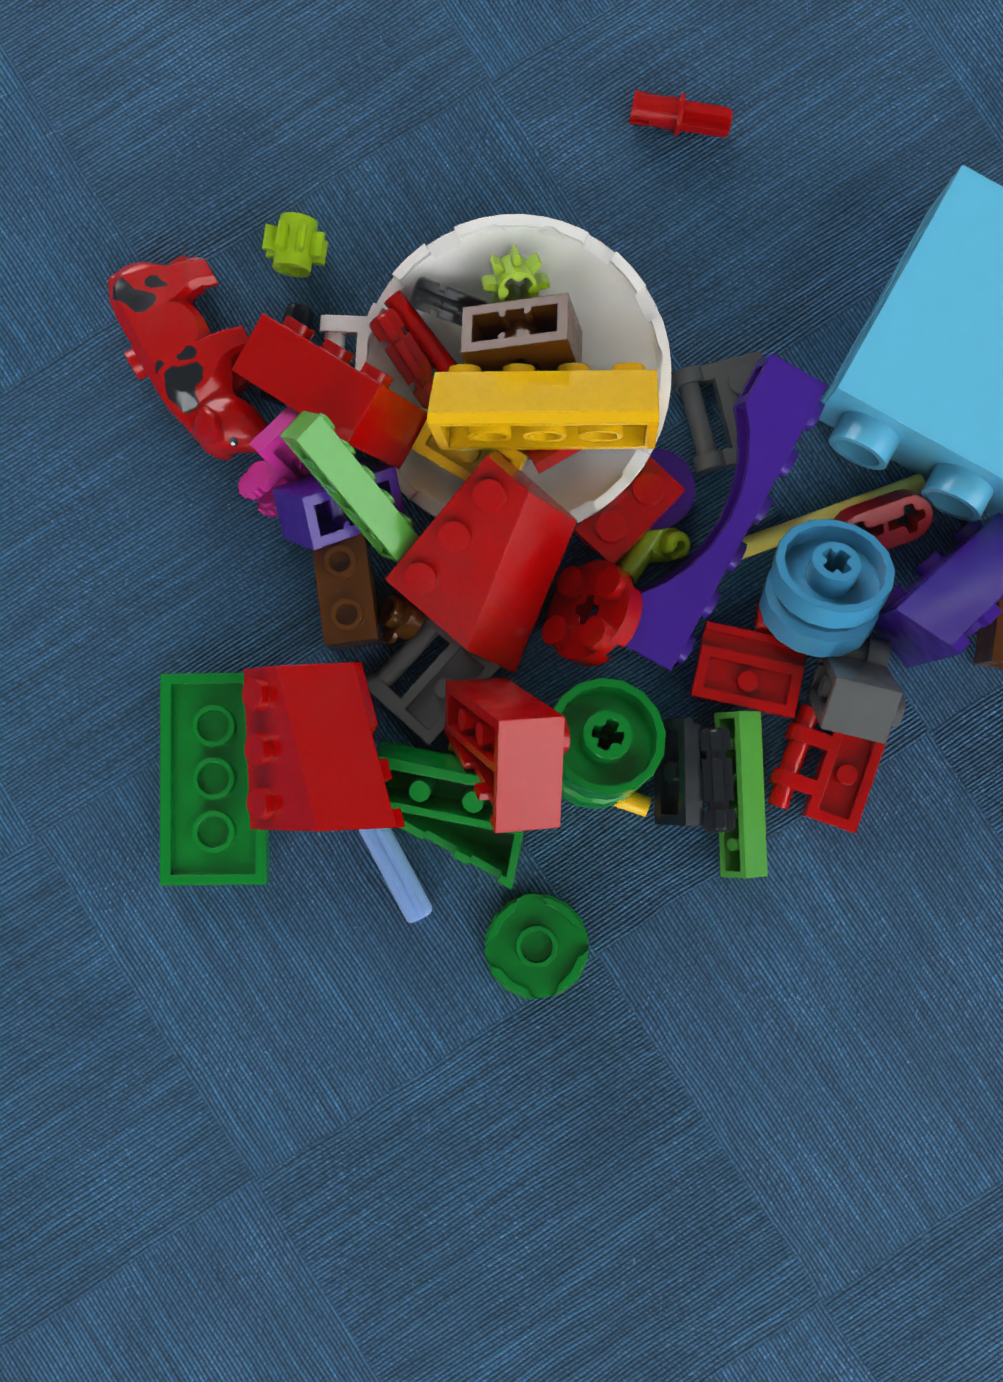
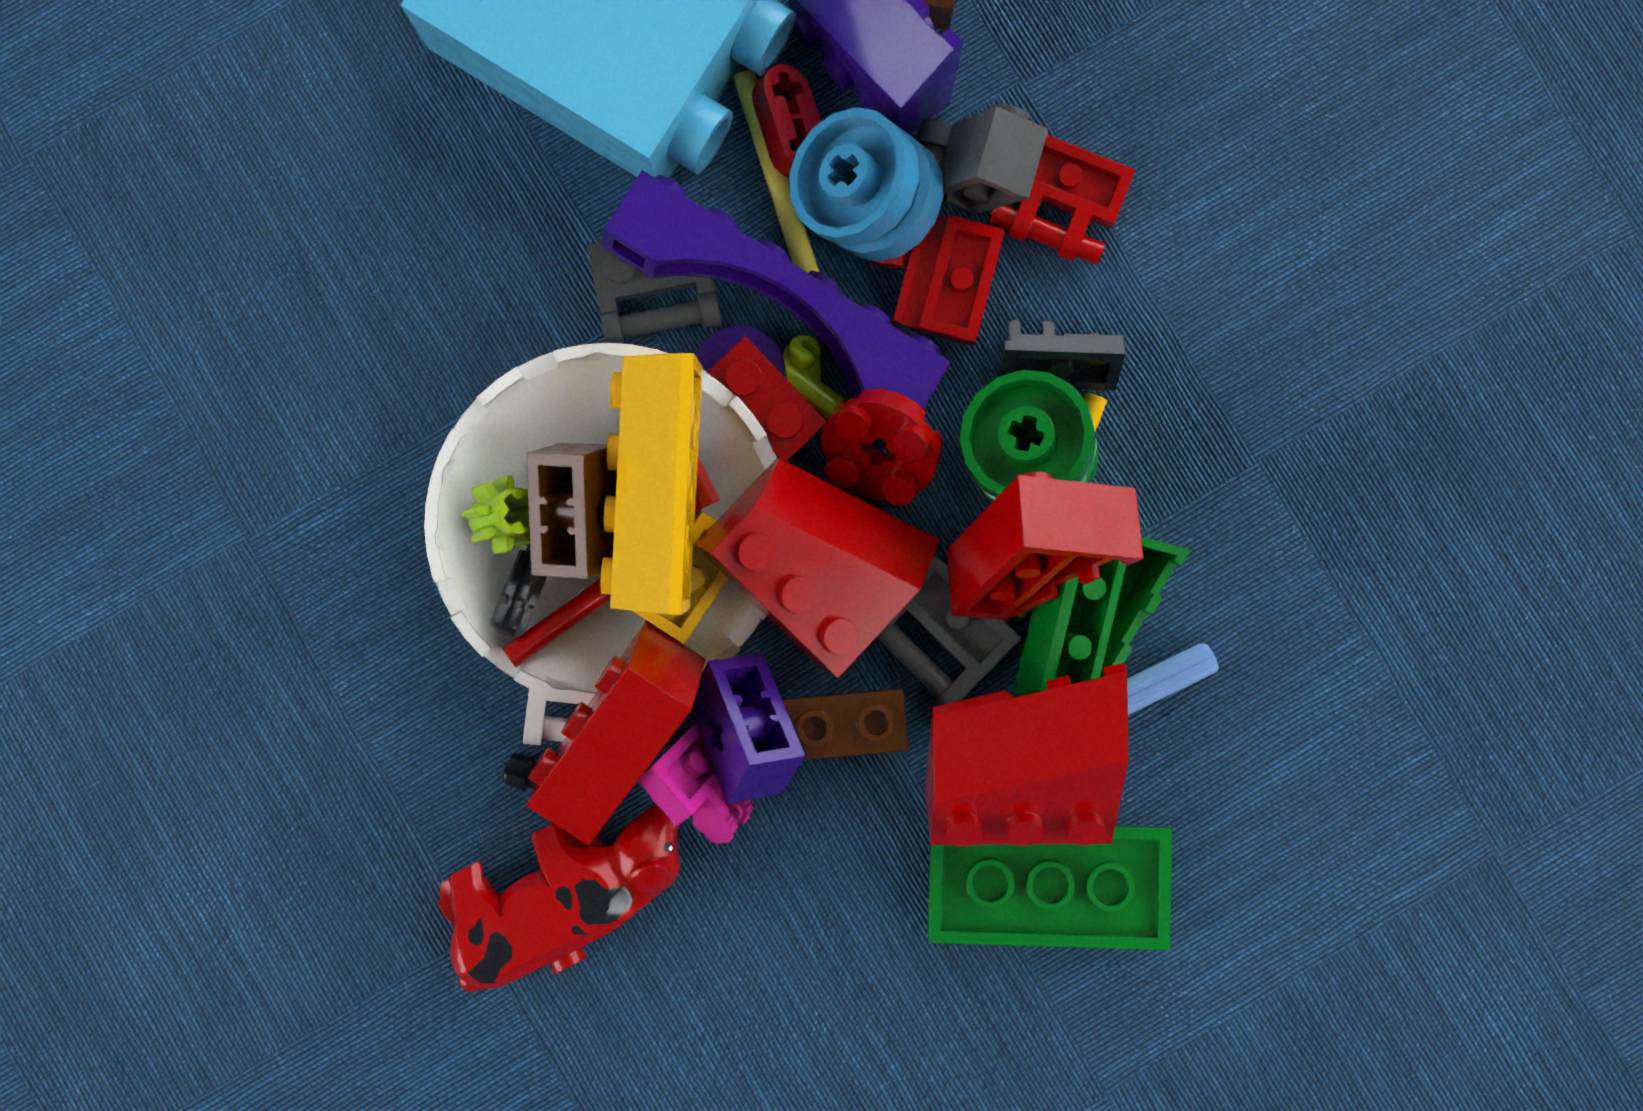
camera: 85 degrees left, 0 degrees up
(295, 244) = (435, 770): lime gear -> none
(350, 484) = (735, 709): bright green piece -> none
(399, 619) = (877, 667): reddish brown plate -> none
(404, 353) = (578, 643): red axle -> none
(536, 945) = (1246, 528): green tile -> none
(680, 114) = (305, 321): red axle -> none
(717, 780) = (1073, 317): black axle -> none
(745, 848) = (1087, 293): bright green piece -> none

